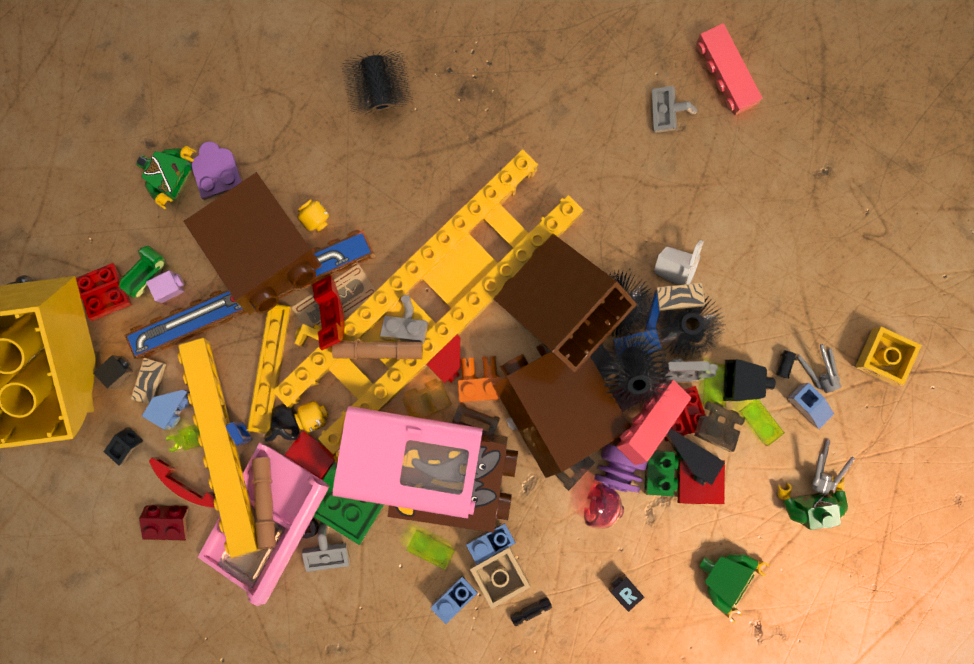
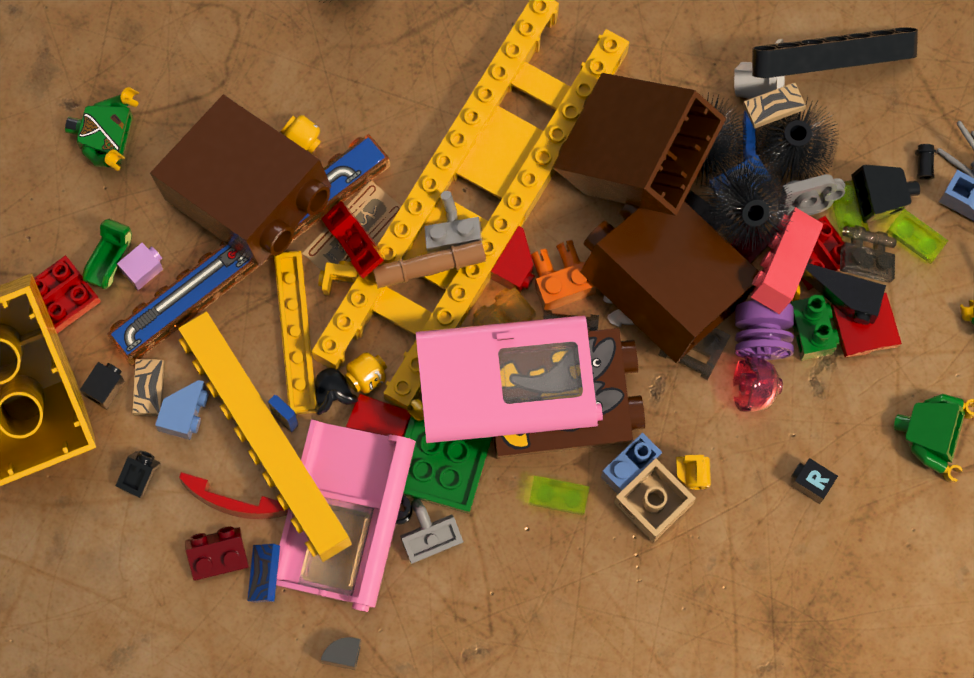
camera: 25 degrees left, 10 degrees down
(187, 438) = (220, 440): clear neon green plate -> none
(194, 549) = (263, 573): none -> blue tile
(215, 170) = (163, 114): medium lavender plate -> none
(236, 626) = (343, 653): none -> dark grey brick
(263, 503) = (339, 484): medium nougat piece -> none
(453, 600) = (605, 544): medium blue slope -> none
(531, 611) = (705, 537): black axle -> none
(536, 562) = (694, 471): none -> yellow piece
(740, 263) = (834, 52): none -> black beam

